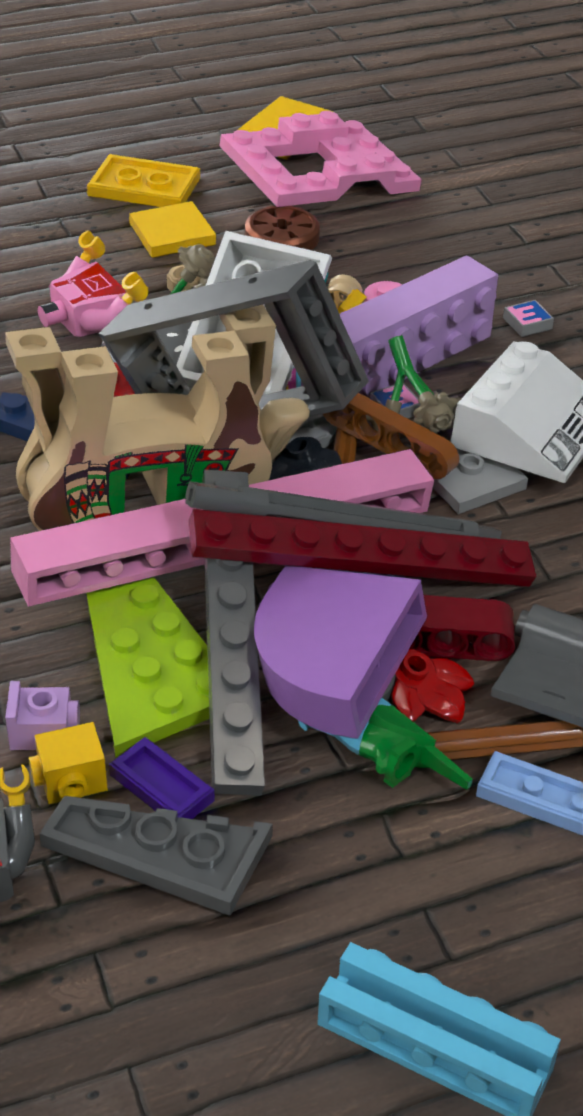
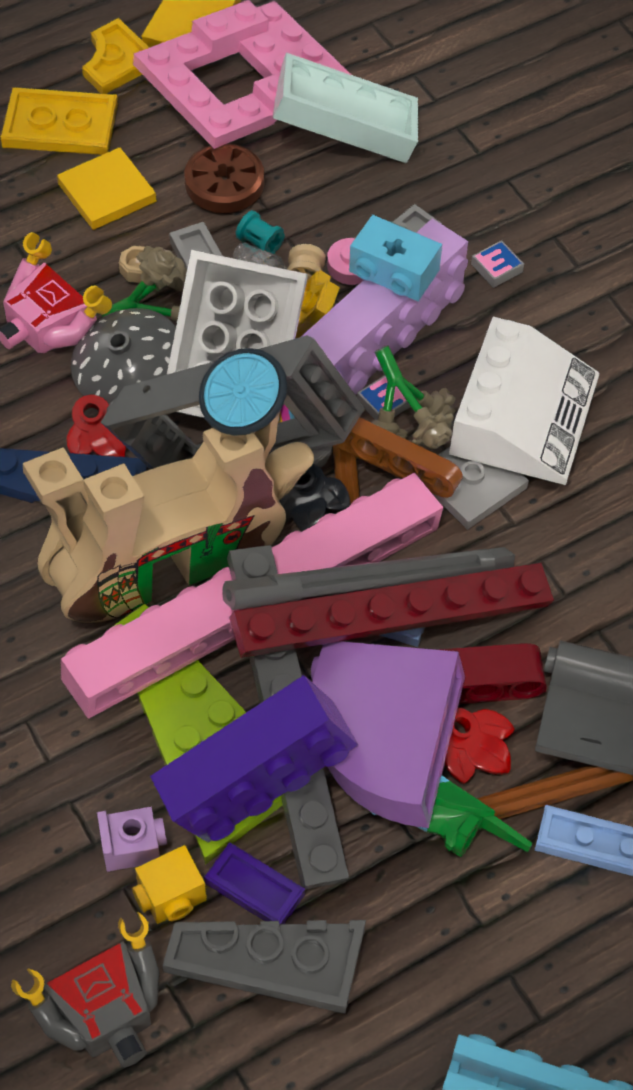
camera: 10 degrees left, 15 degrees up
(180, 640) = (254, 761): none -> dark purple brick
(203, 146) = (113, 57): none -> yellow tile
(238, 304) = (243, 391): none -> medium azure wheel
(406, 189) = (346, 108): none -> light aqua slope
(423, 270) = (395, 258): none -> medium azure brick

